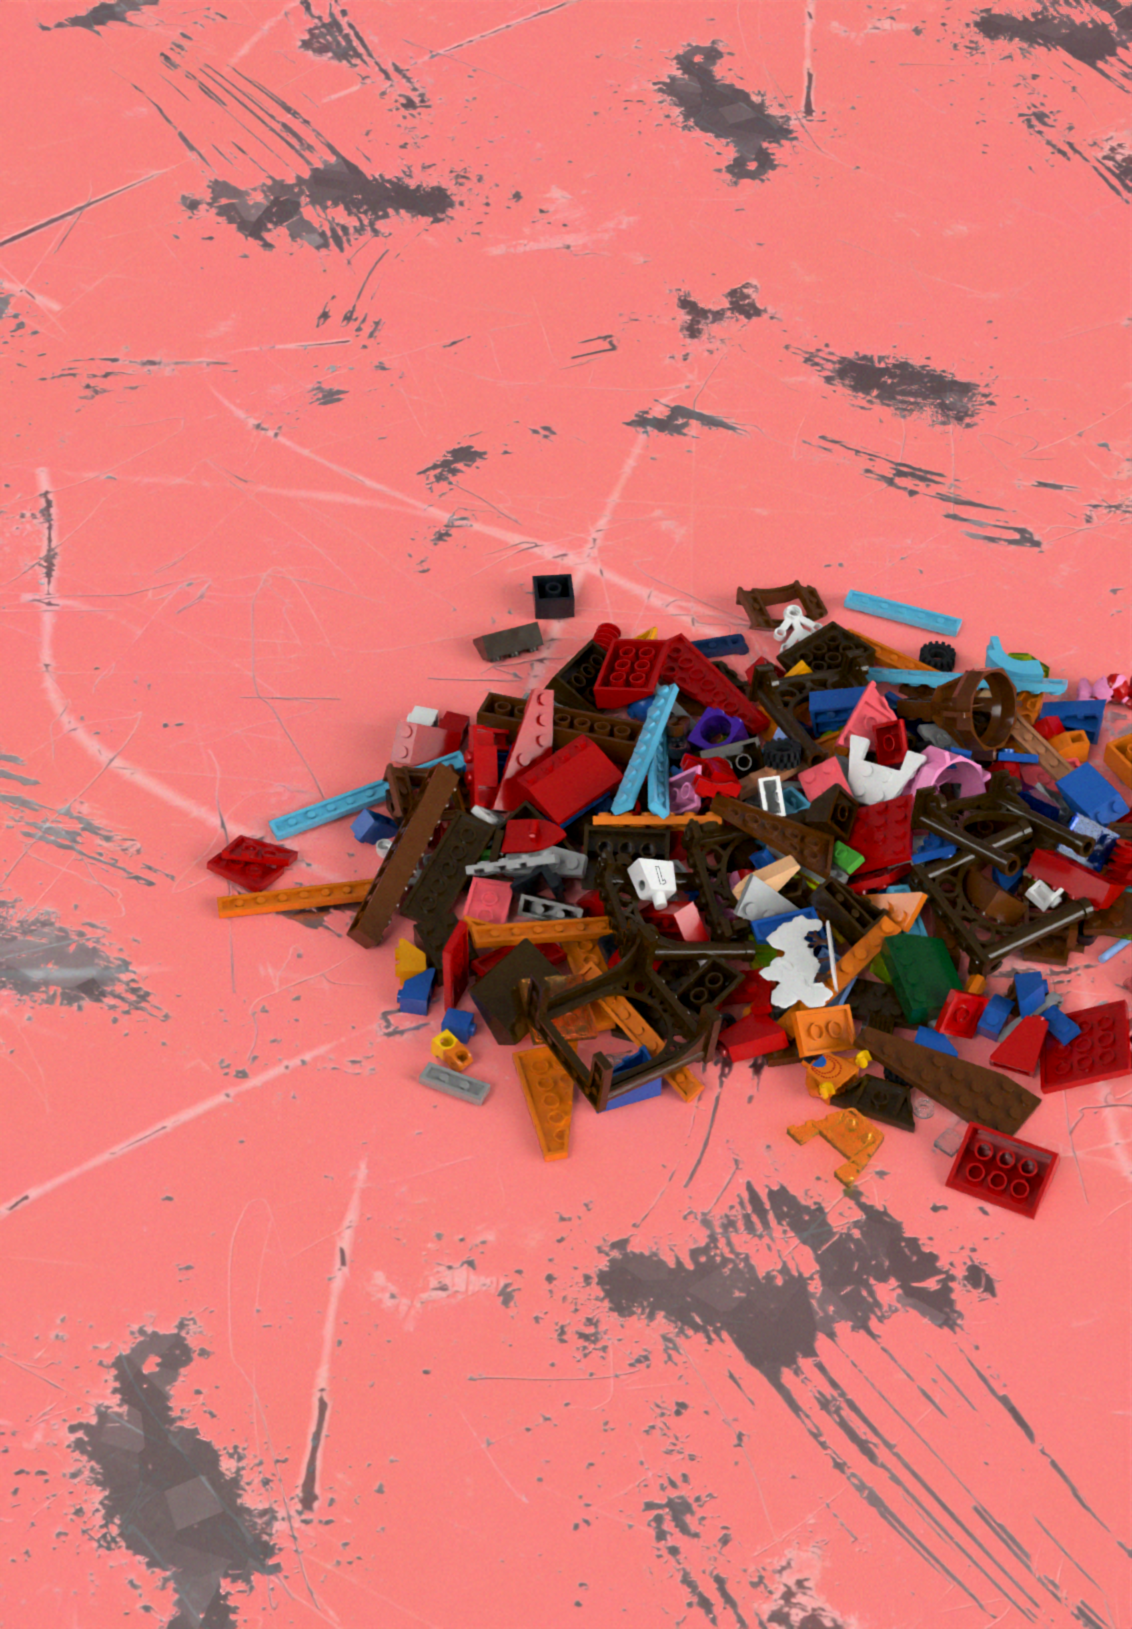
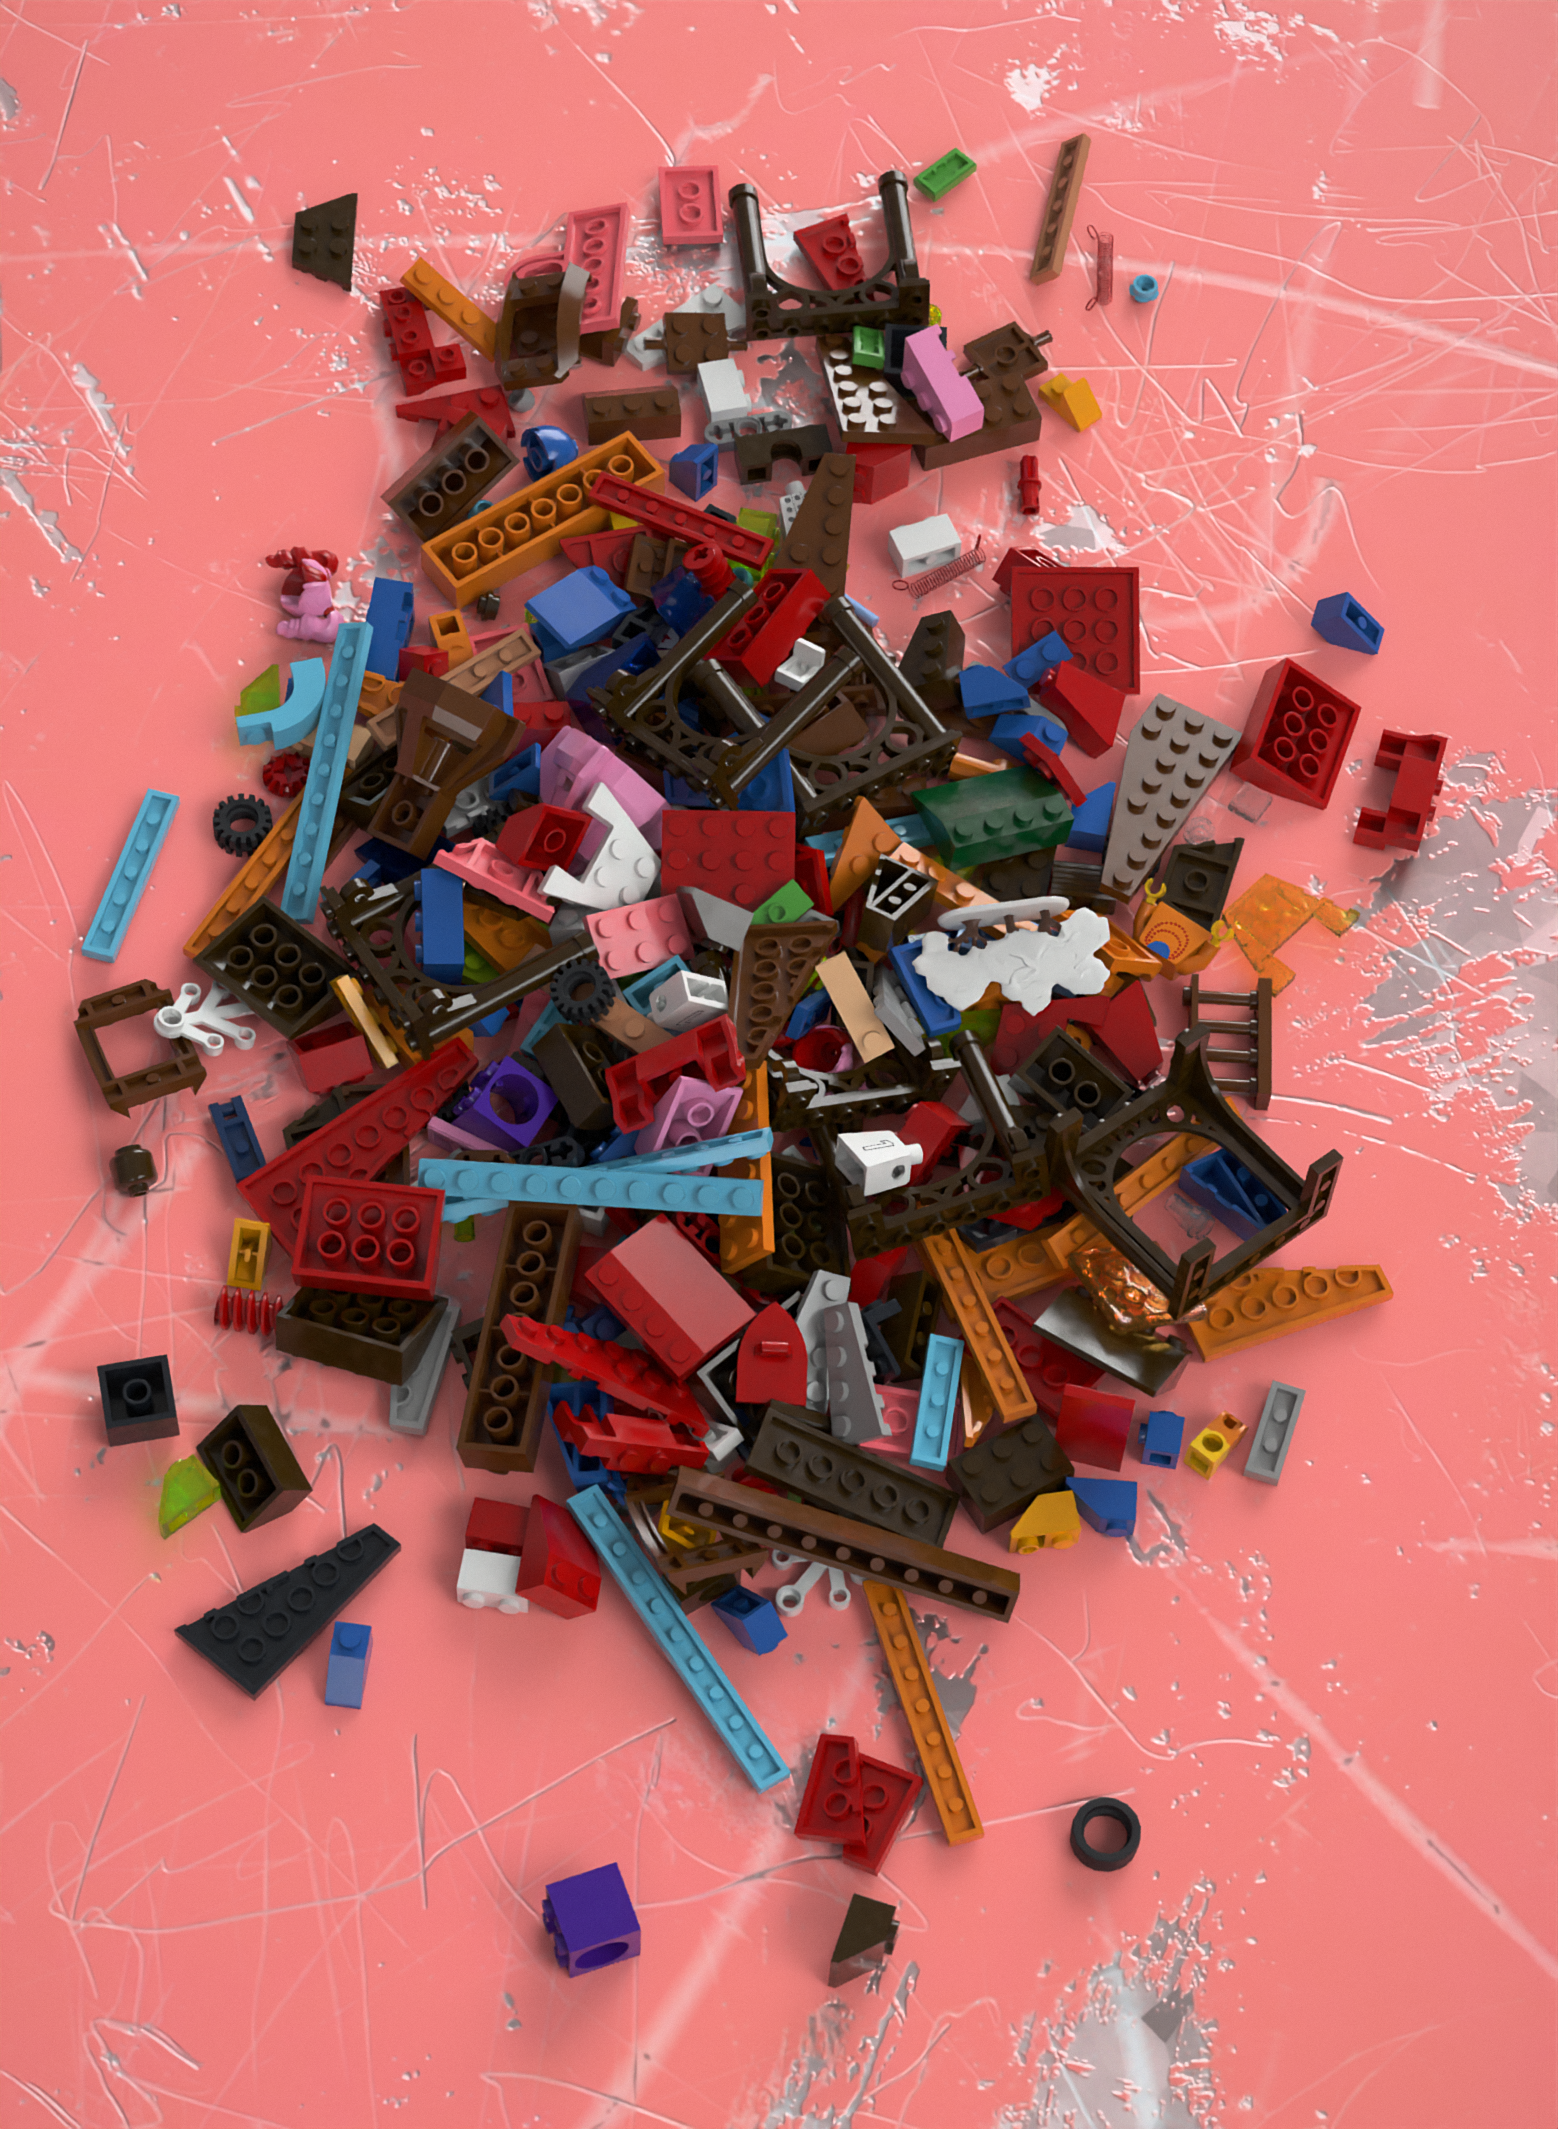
camera: 100 degrees left, 15 degrees up
(166, 847) = (863, 1940): none -> dark brown slope
(206, 743) = (591, 1920): none -> dark purple brick
(206, 980) = (1105, 1807): none -> black tyre
(383, 669) = (348, 1664): none -> blue slope
(419, 649) = (282, 1616): none -> black wing
(492, 911) = (936, 1402): none -> medium azure plate
(495, 614) = (185, 1494): none -> clear neon green slope
(701, 604) = (133, 1170): none -> dark brown head
(746, 1115) = (1258, 1029): none -> reddish brown fence
(950, 1226) = (1418, 766): none -> red bracket
(1061, 972) = (935, 660): none -> dark brown wedge
(1103, 1216) = (1347, 624): none -> blue slope
(1105, 770) = (488, 606): none -> dark brown plate

